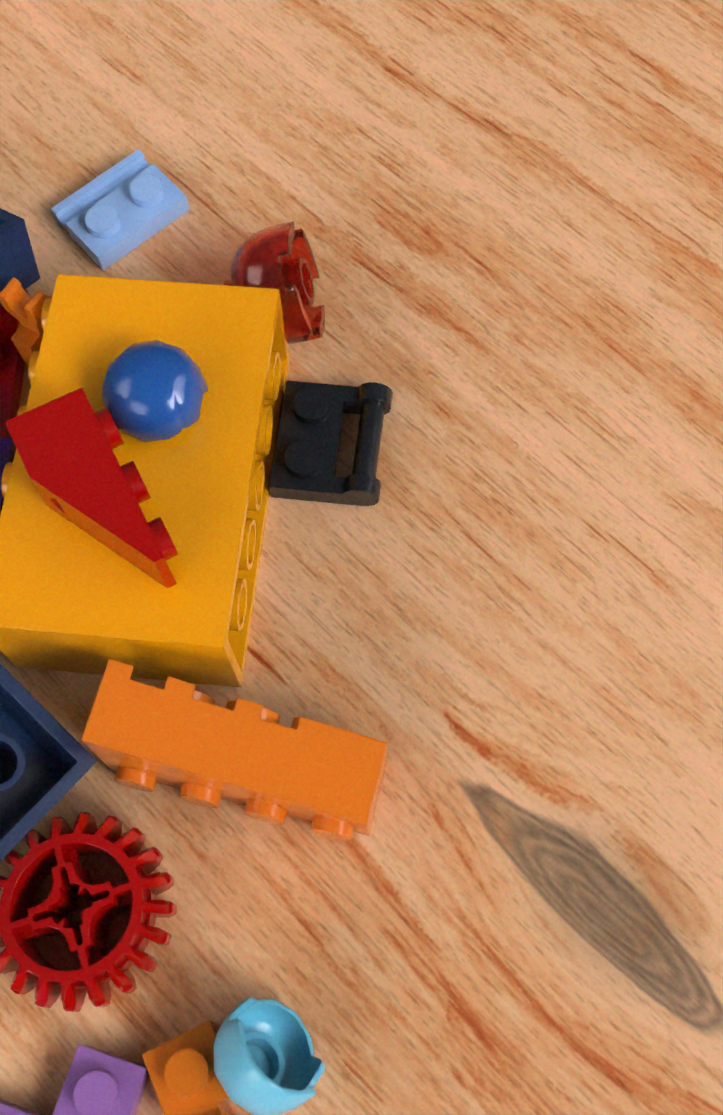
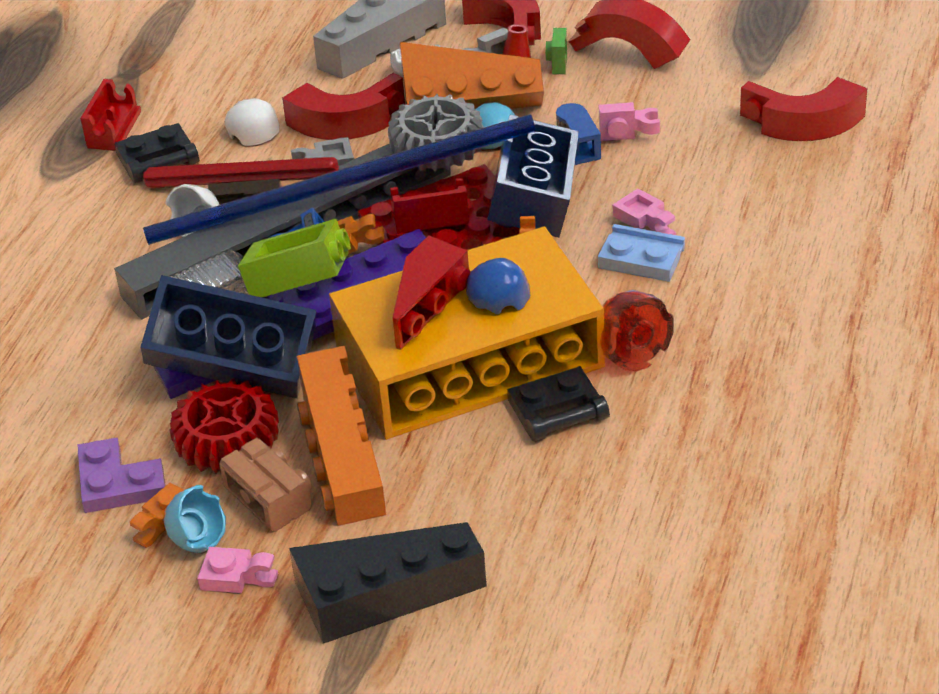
camera: 60 degrees right, 25 degrees down
(53, 166) = (643, 210): none -> bright pink plate
(245, 902) = (266, 484): none -> nougat brick
(376, 1040) = (233, 568): none -> bright pink plate
(541, 849) = (385, 576): none -> black wedge

